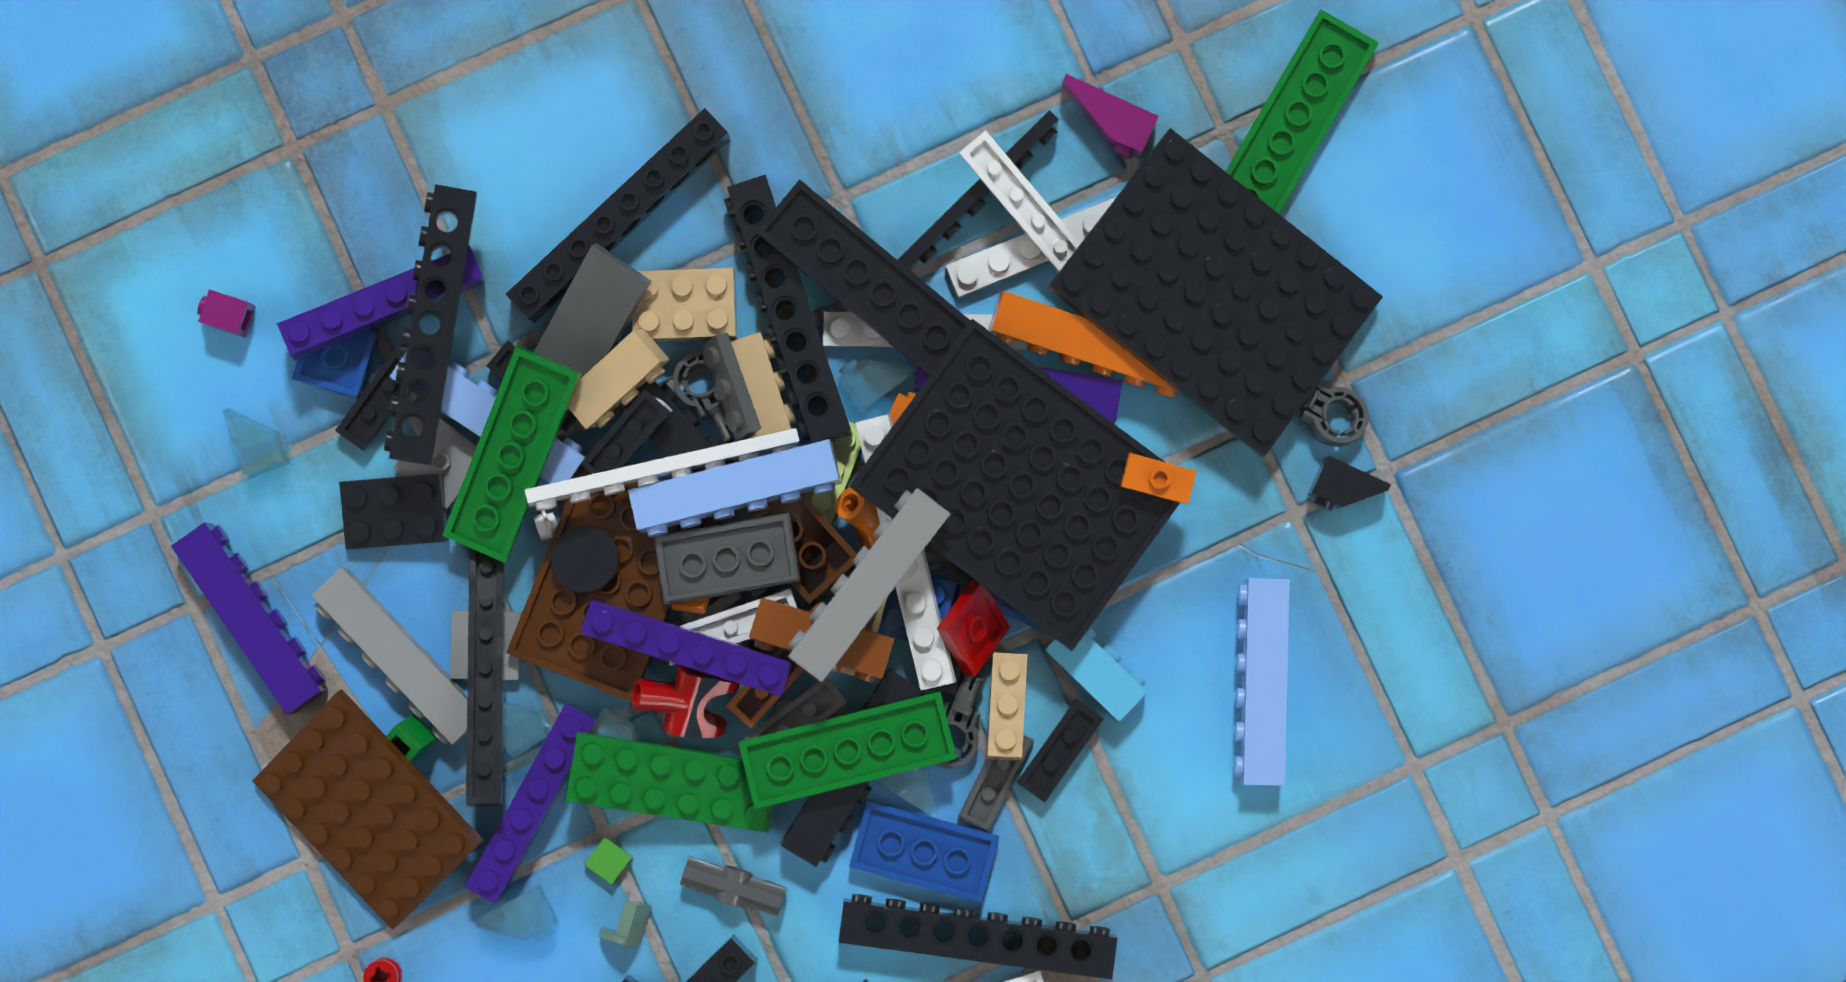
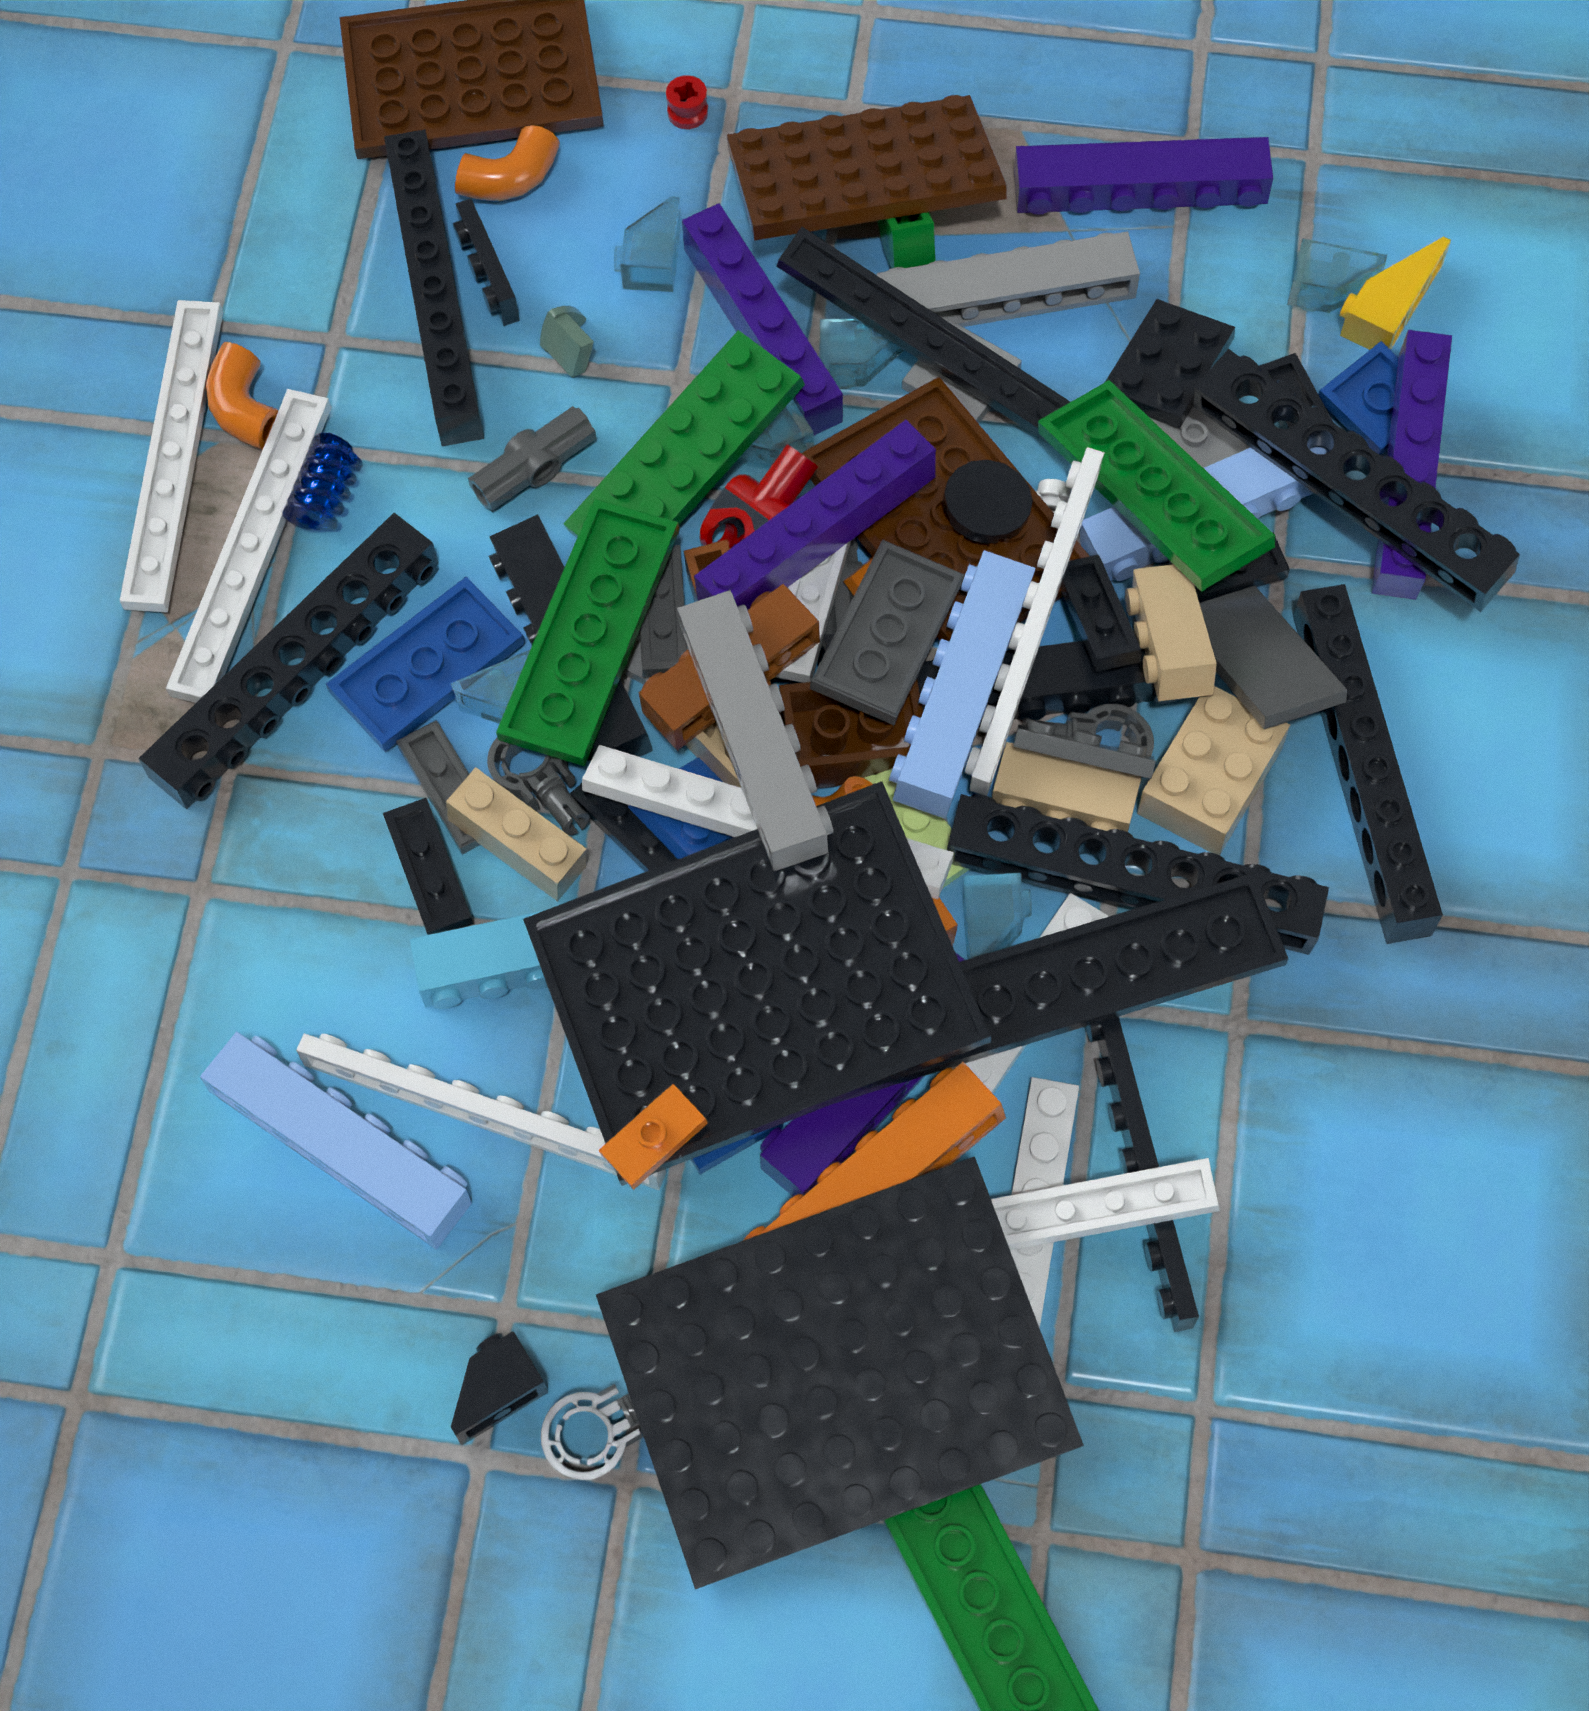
camera: 125 degrees right, 20 degrees down
(225, 313) = (1494, 322): magenta brick -> none
(258, 391) = (1391, 297): none -> yellow slope
(608, 860) = (649, 362): bright green tile -> none
(973, 628) = (626, 837): red plate -> none
(1116, 120) = (1137, 1398): magenta slope -> none
(1193, 626) = (458, 1101): none -> white plate

